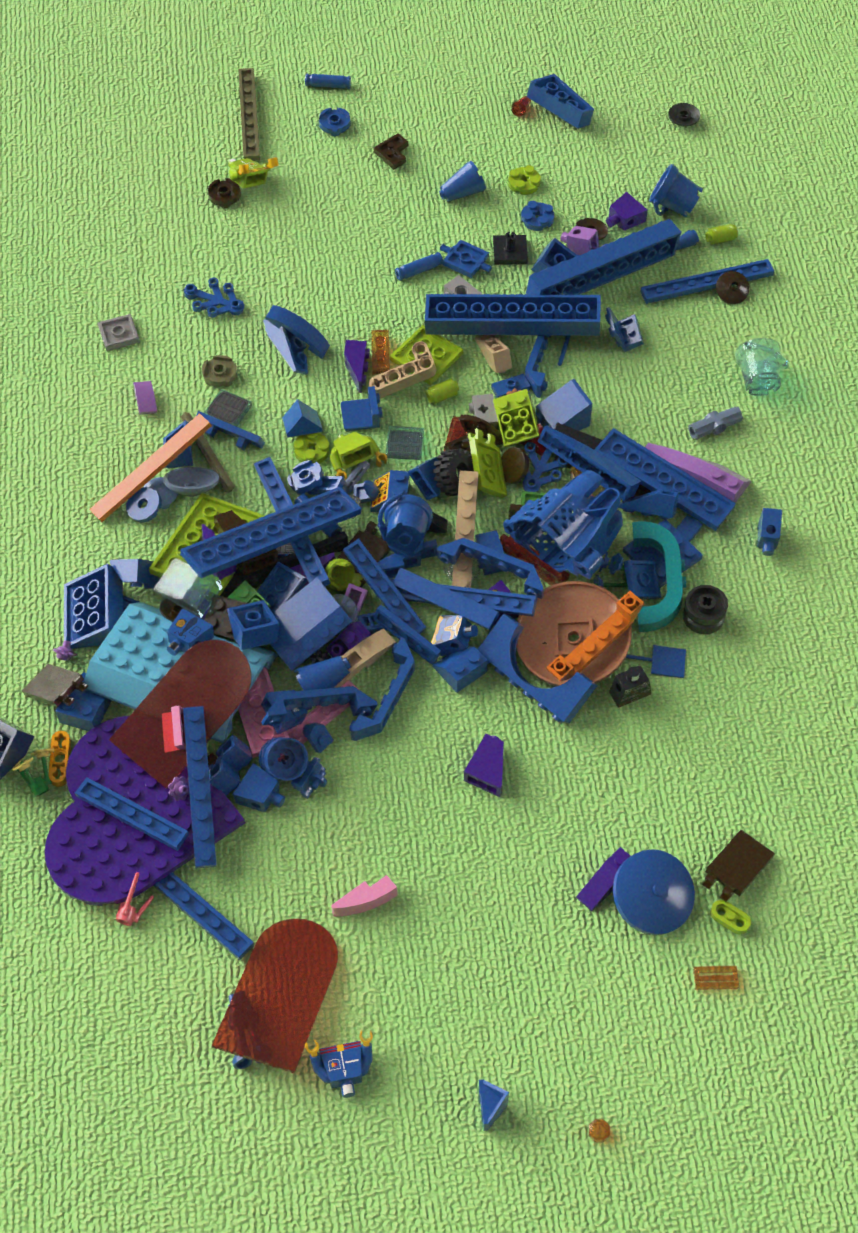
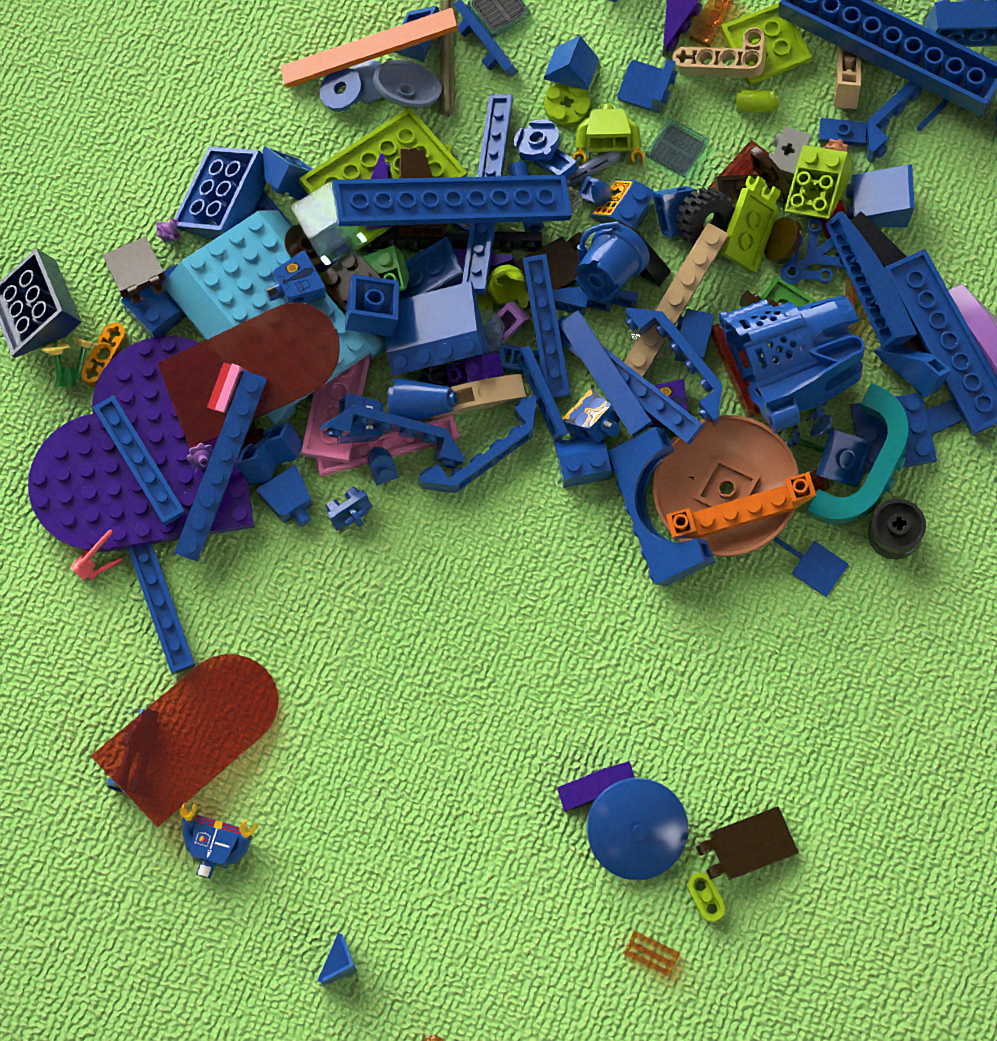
camera: 30 degrees right, 15 degrees up
(294, 760) = (330, 489): blue wheel -> none
(365, 897) = (333, 675): bright pink slope -> none
(486, 766) = (545, 591): dark purple slope -> none
(630, 686) = (755, 580): black torso -> none

